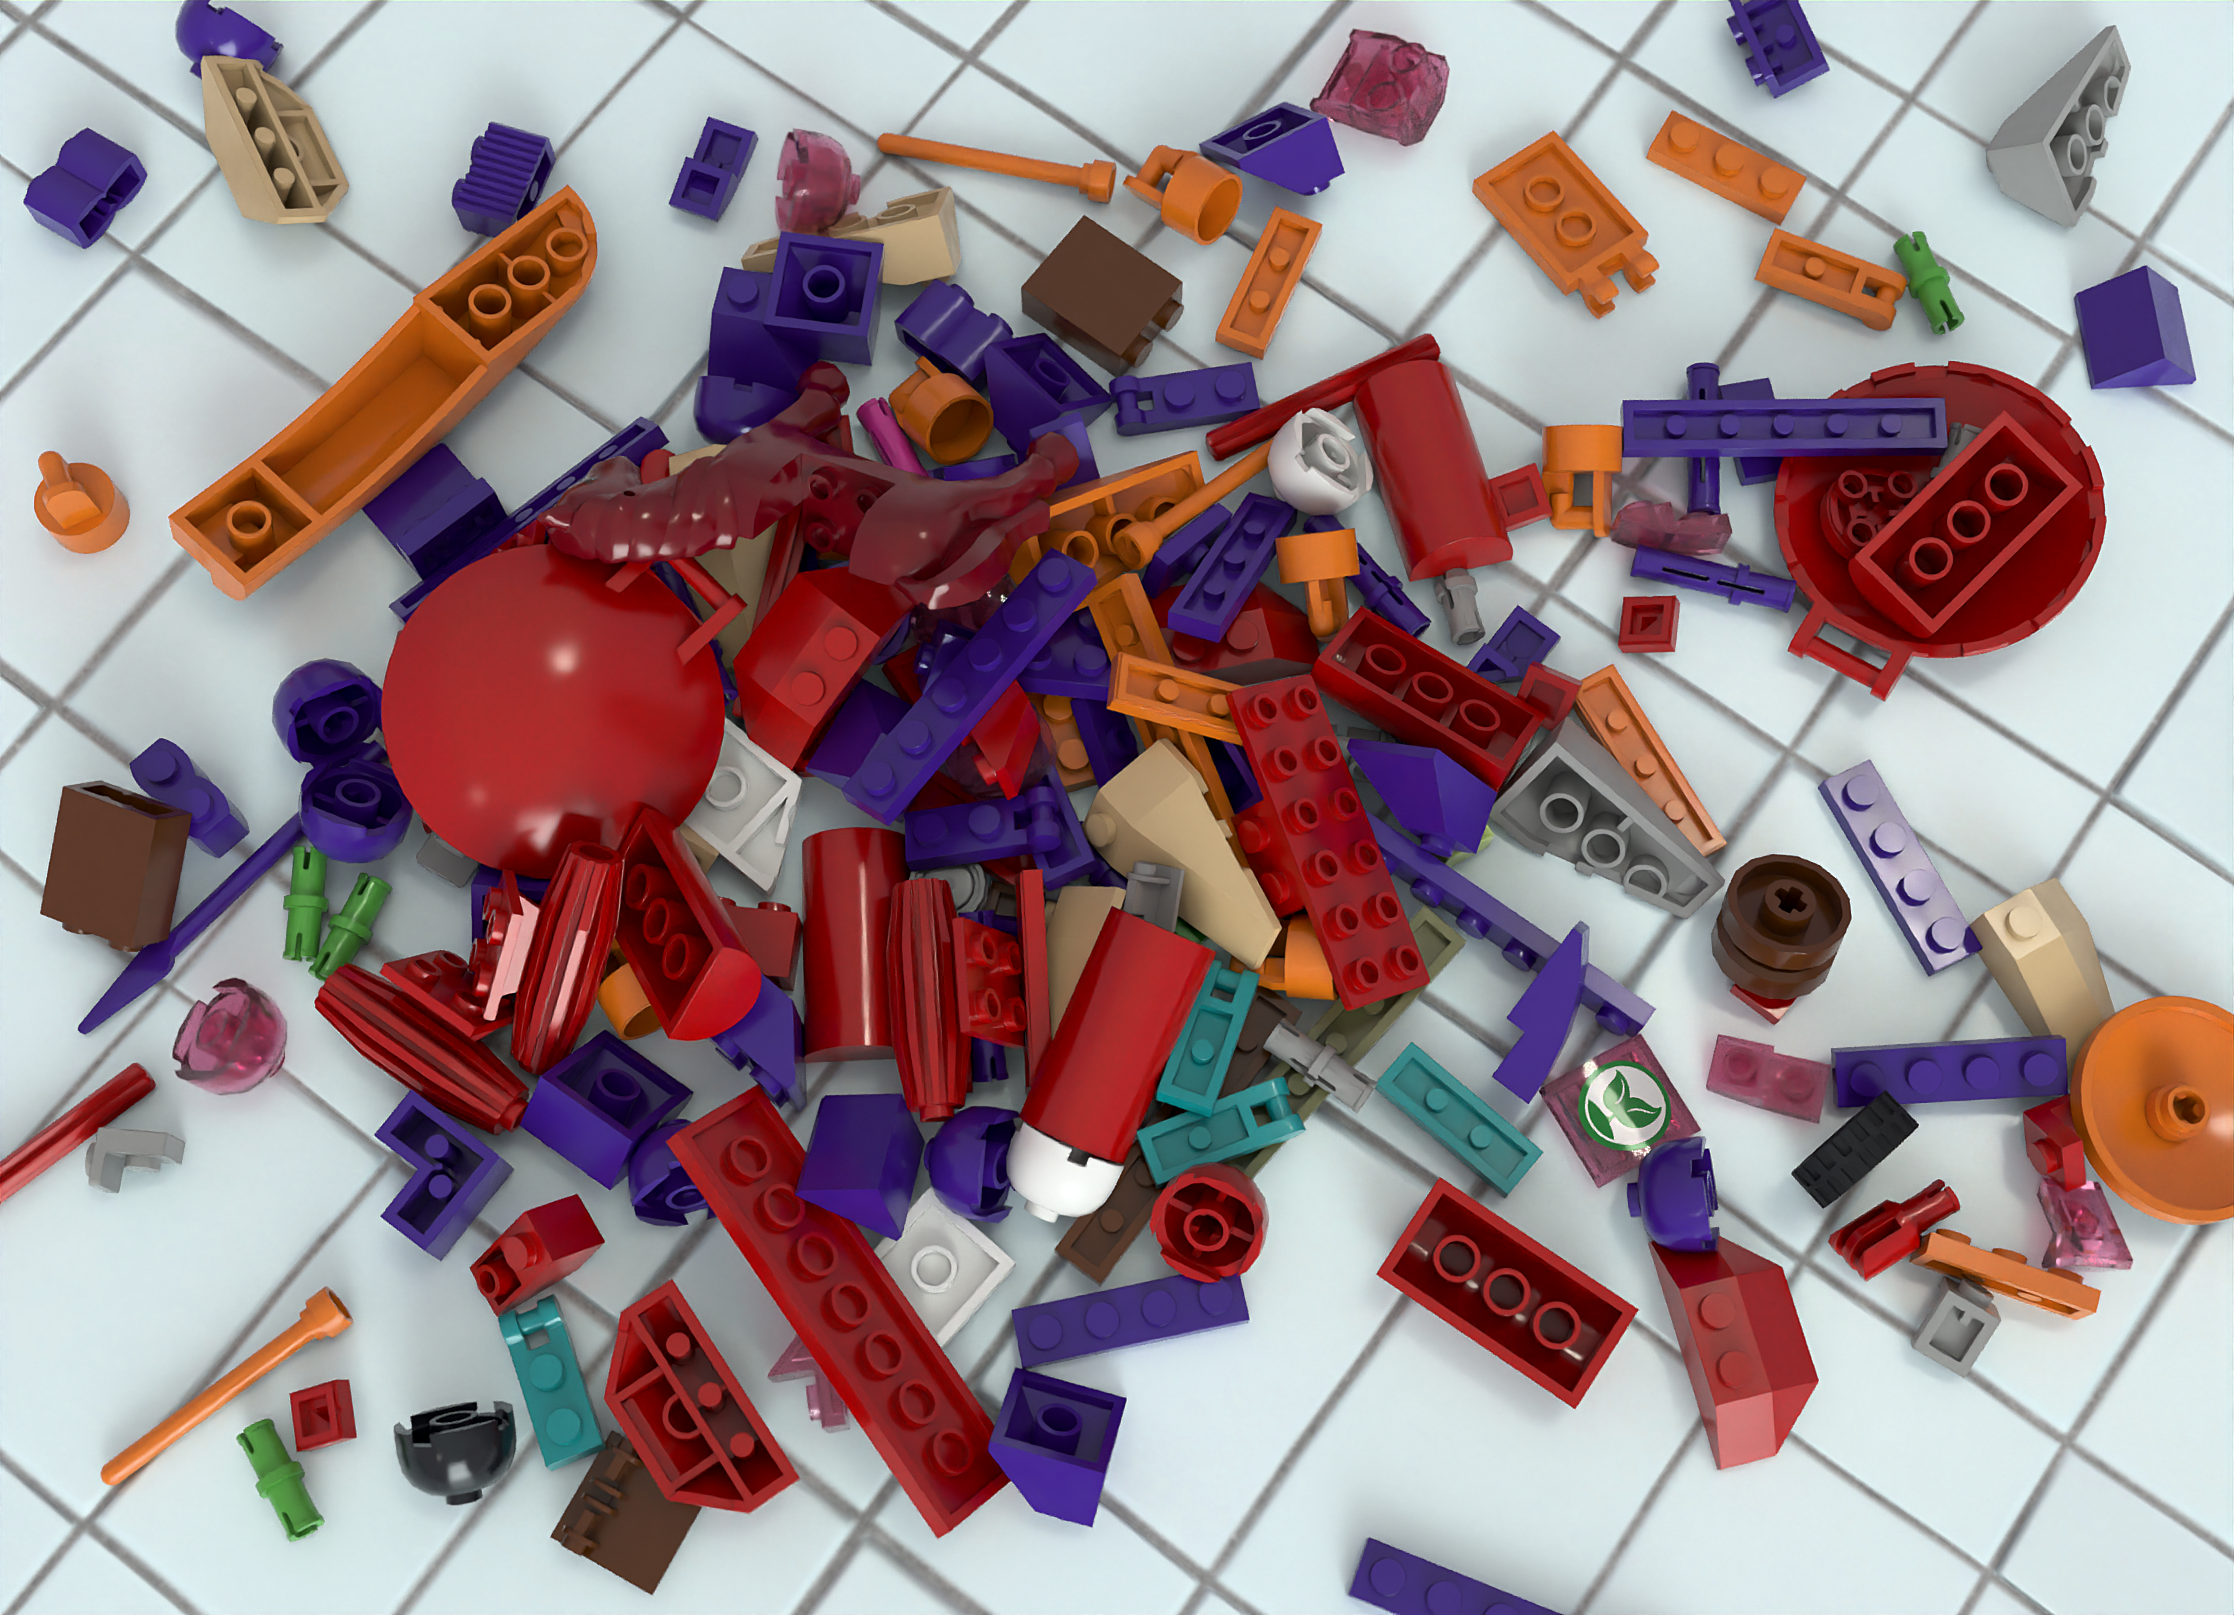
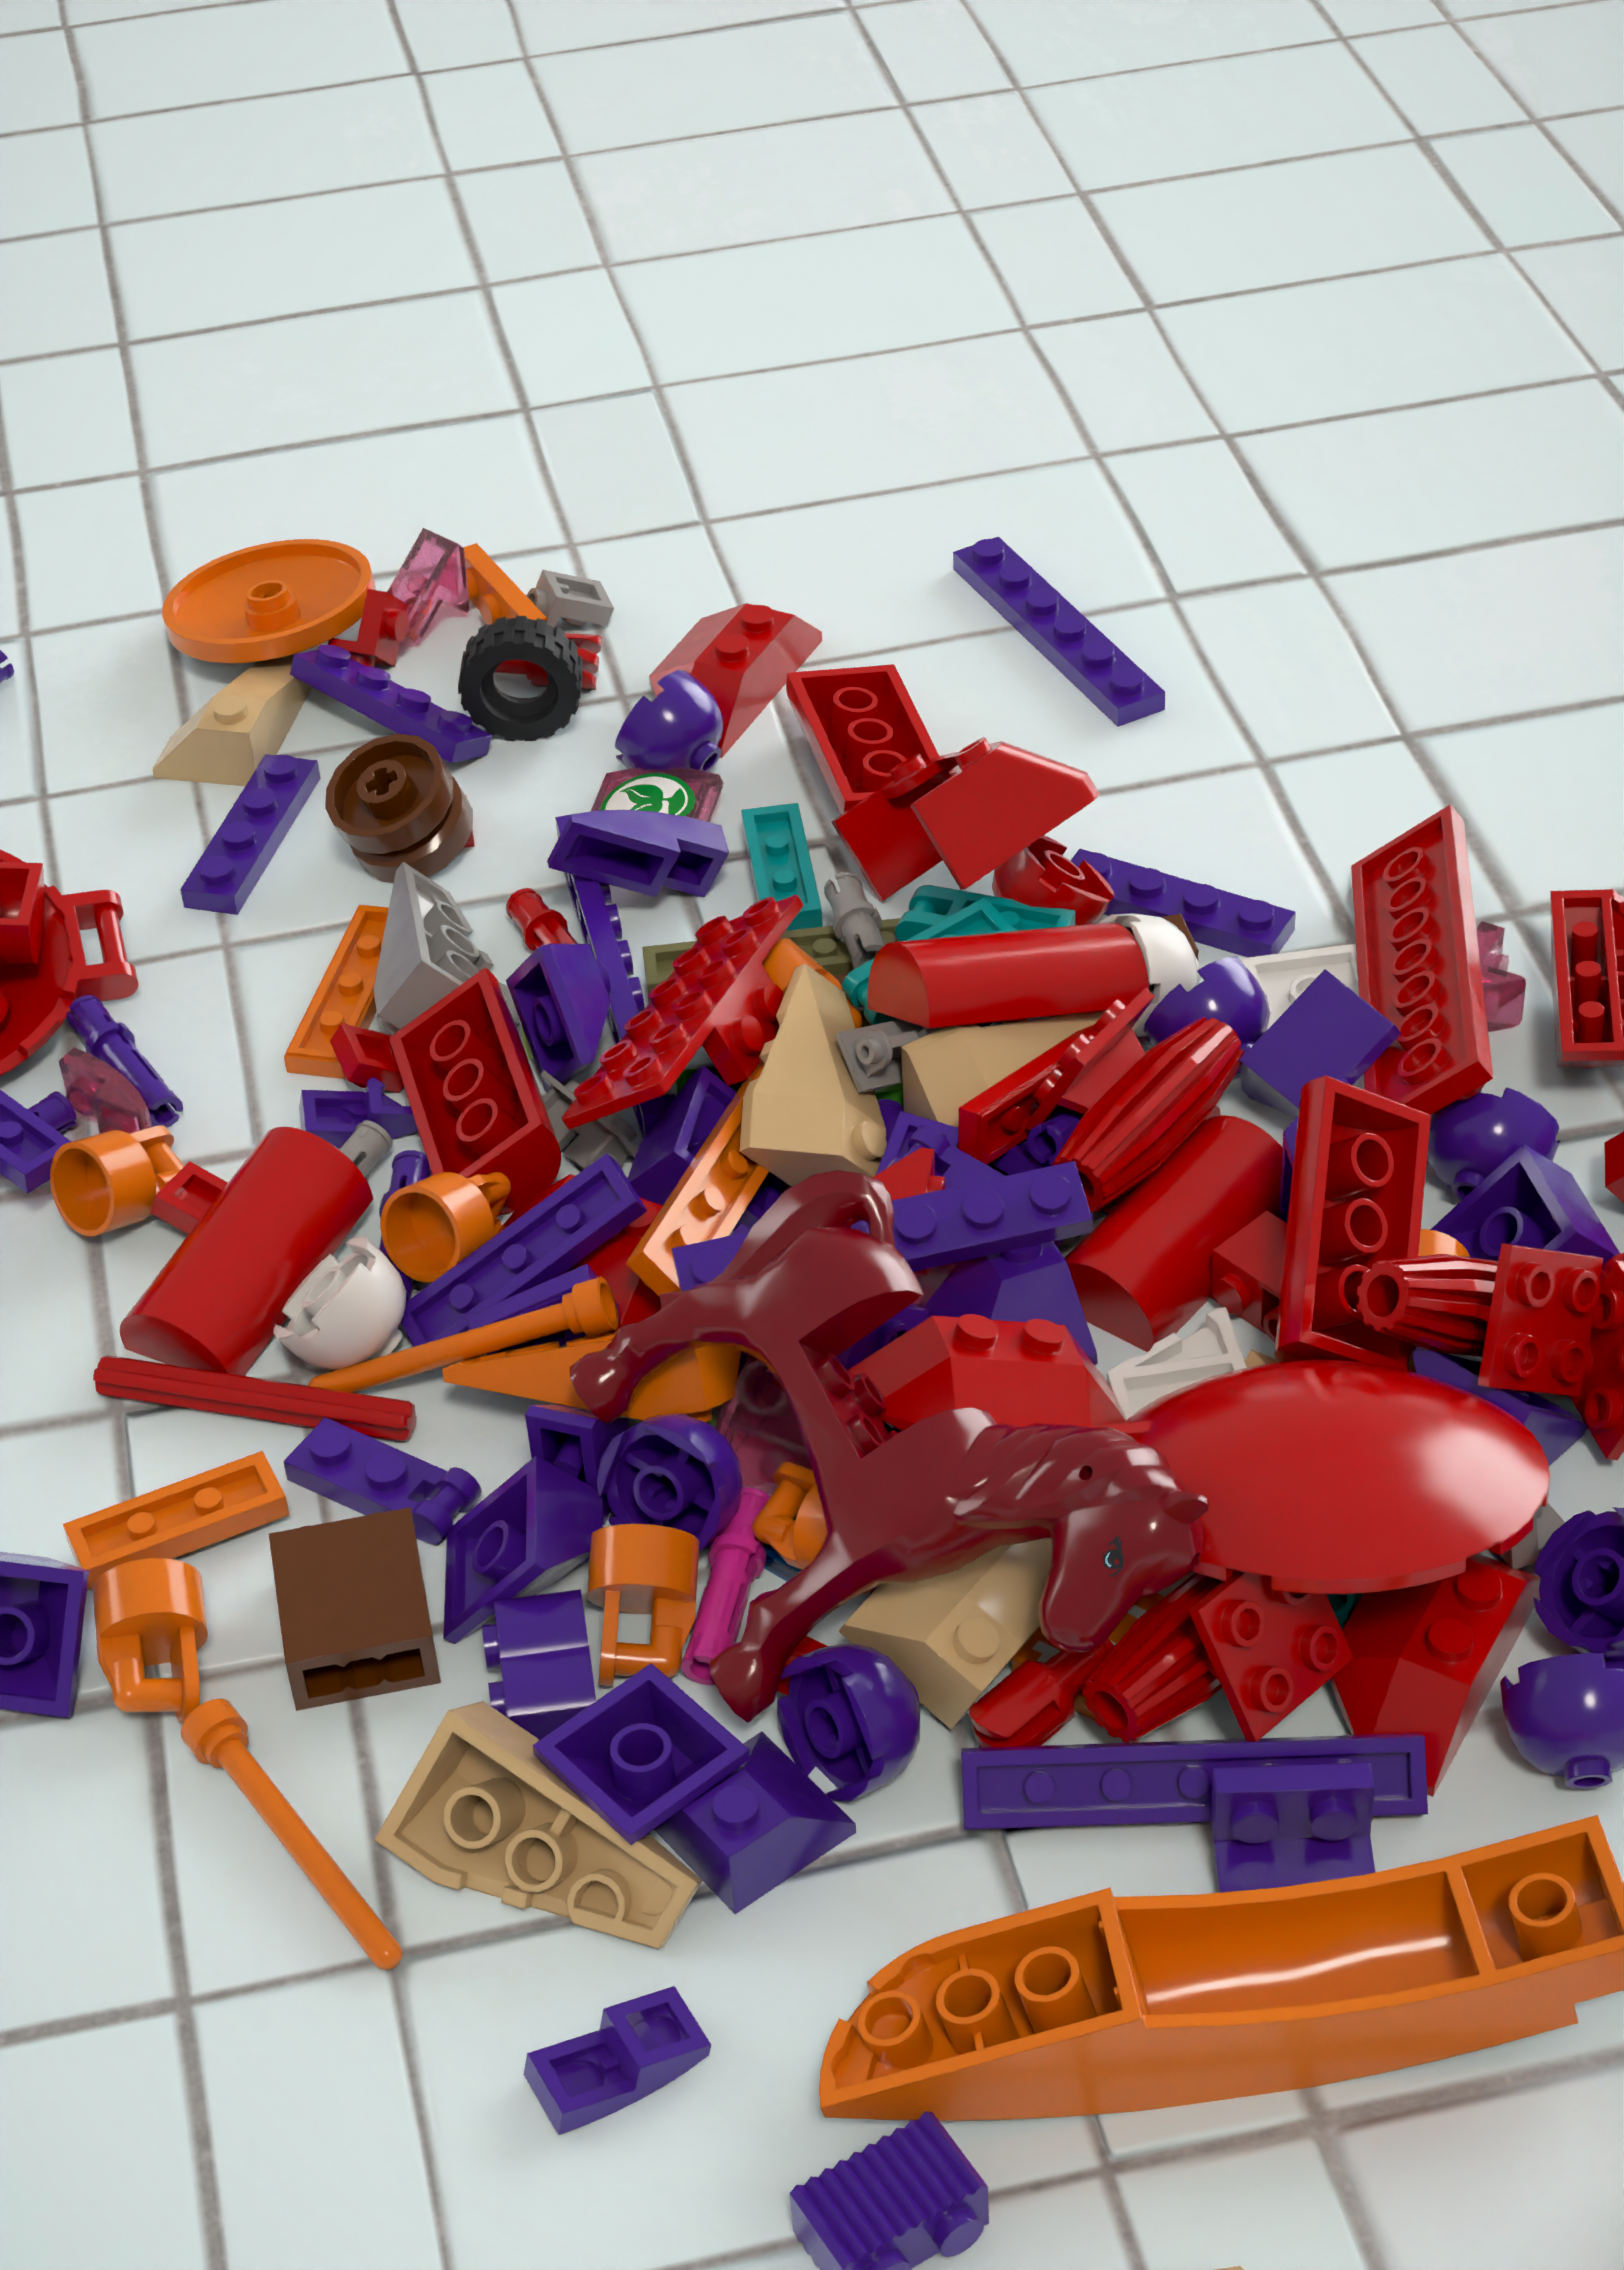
camera: 135 degrees left, 30 degrees down
(814, 183) = (534, 1922): clear pink cylinder -> none
(1057, 1443) = (1301, 849): dark purple slope -> none
(1172, 697) = (689, 1138): orange tile -> none
(1260, 1217) = (960, 810): none -> red windscreen
(1561, 915) = (536, 920): none -> red axle
(1649, 624) = (218, 1062): red tile -> none
(1767, 1079) = (516, 777): clear pink slope -> none

